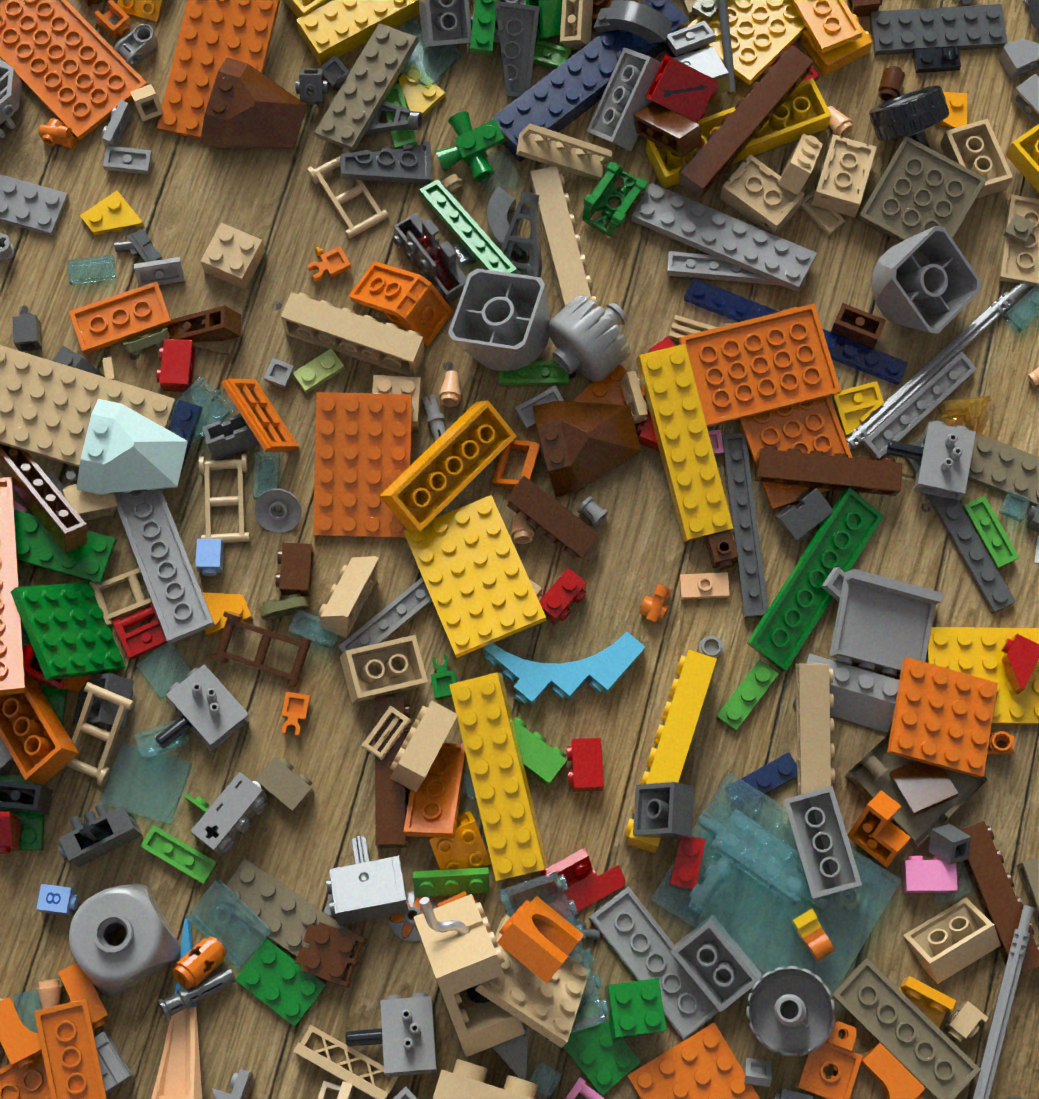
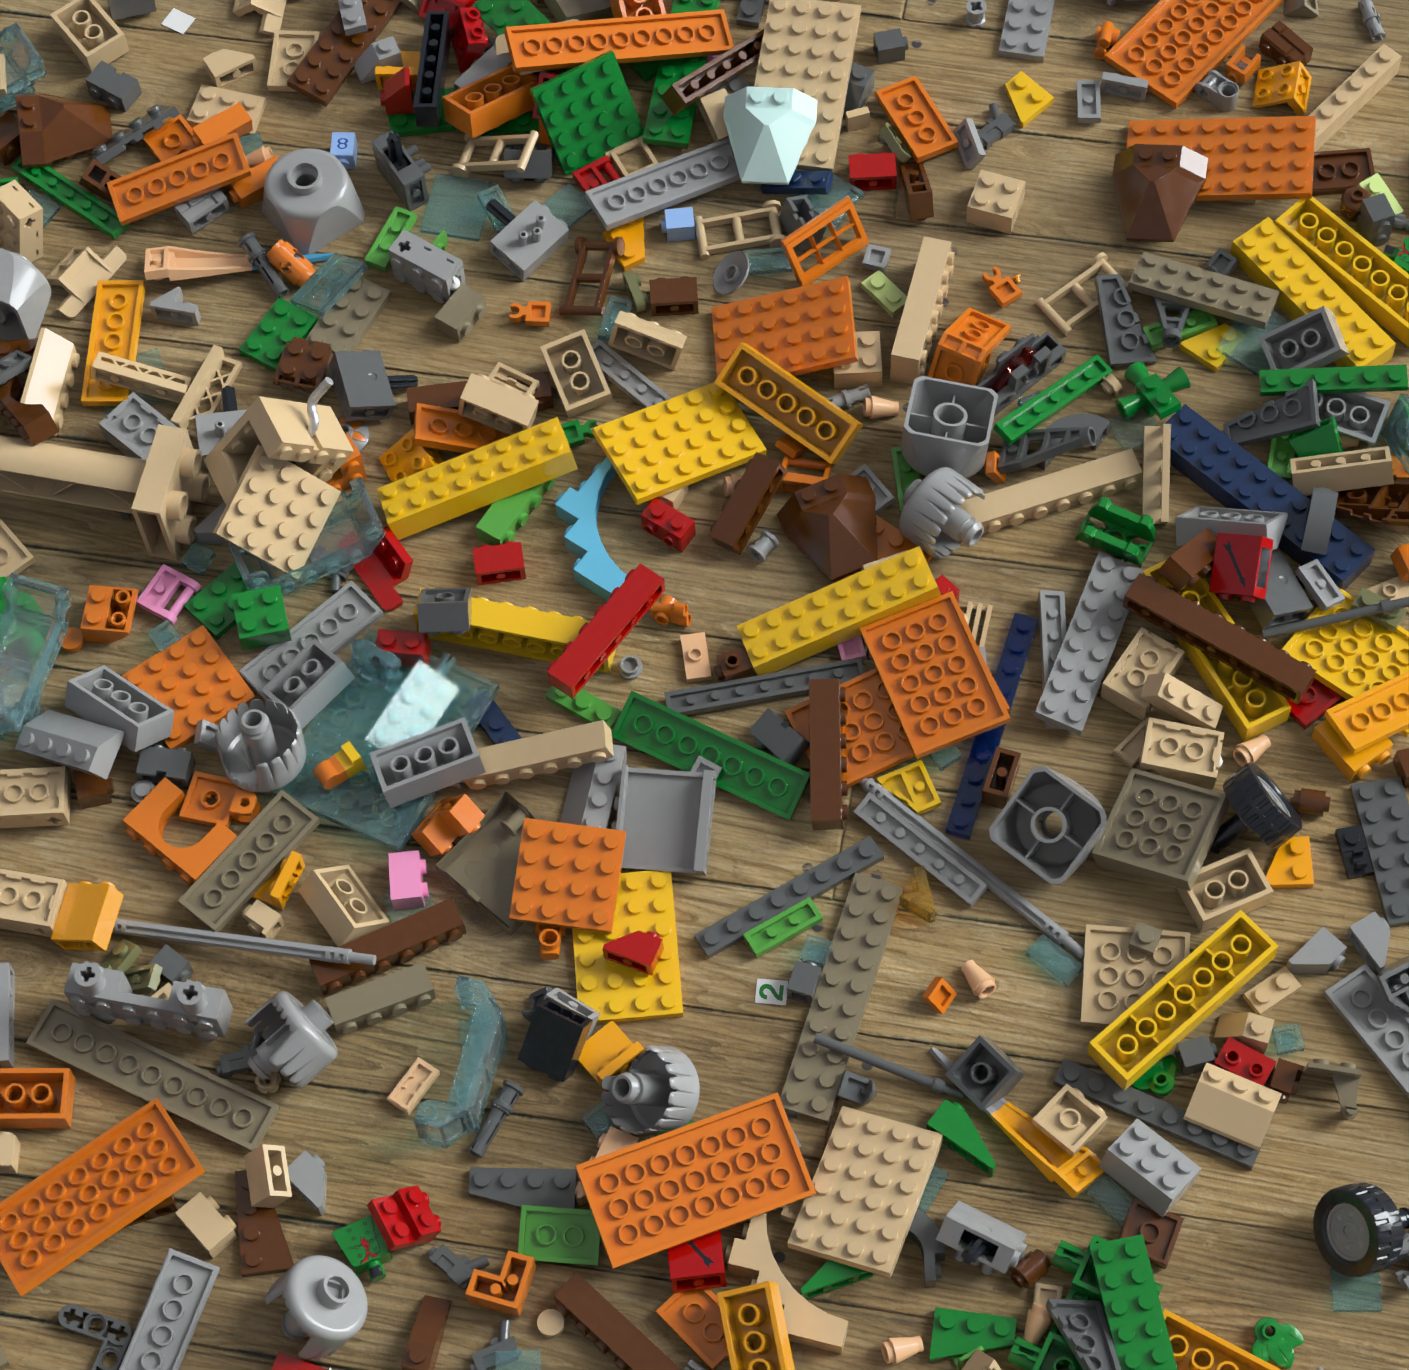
camera: 90 degrees right, 10 degrees down
(91, 269) = (966, 90): clear light blue tile -> none
(146, 102) = (1152, 104): tan brick -> none
(311, 86) = (1198, 243): dark grey brick -> none
(451, 882) = (376, 457): bright green plate -> none
(486, 476) = (790, 446): none -> orange tile
(539, 938) = (336, 512): orange arch -> none
(702, 654) = (606, 630): none -> red brick
(922, 786) = (495, 866): tile -> none
(941, 459) = (854, 864): light grey piece -> none
(949, 844) = (437, 889): dark grey brick -> none

